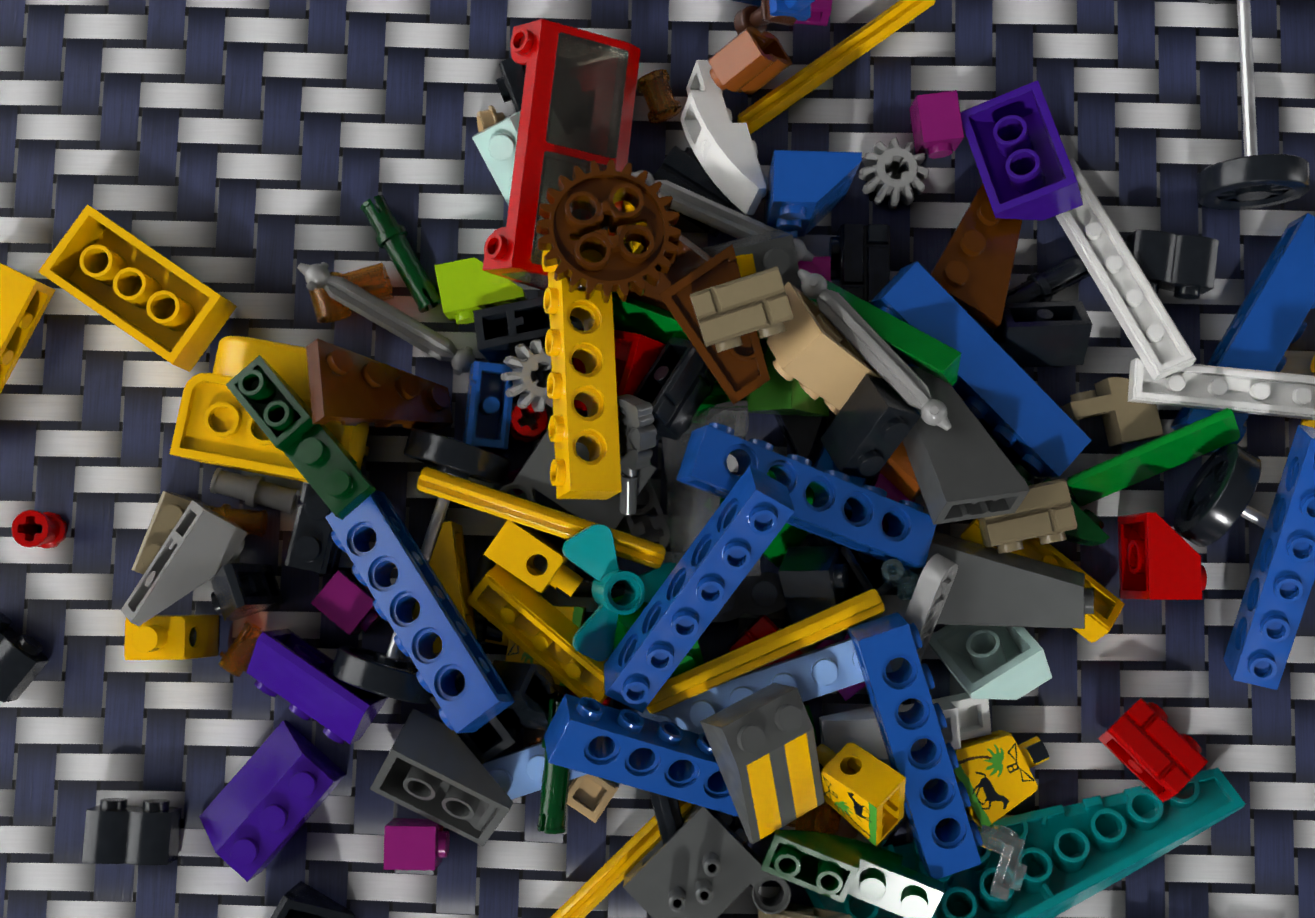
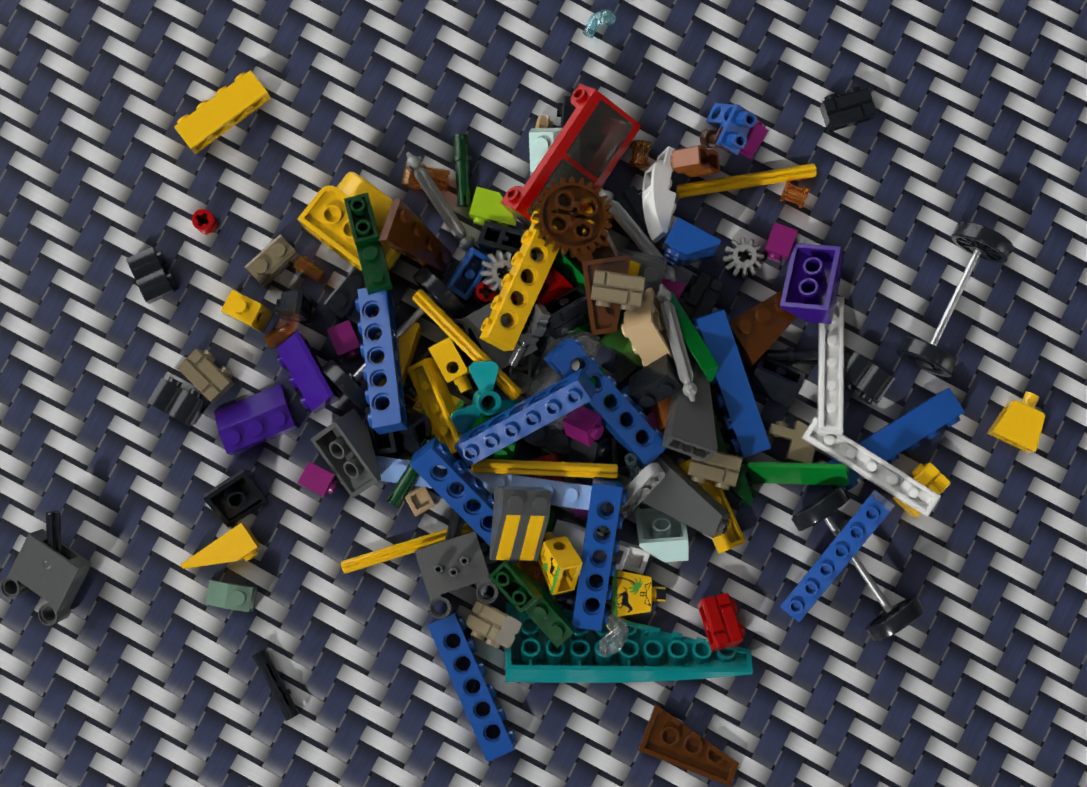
camera: 25 degrees right, 0 degrees up
(137, 289) = (317, 122): yellow brick -> none
(157, 767) = (206, 375): none -> dark tan brick
(187, 559) = (278, 275): light grey slope -> none
(254, 491) = (324, 257): light grey pin -> none
(795, 555) = (583, 425): none -> magenta brick
(920, 42) = (794, 194): none -> clear orange bush
(1157, 561) = (772, 528): red slope -> none

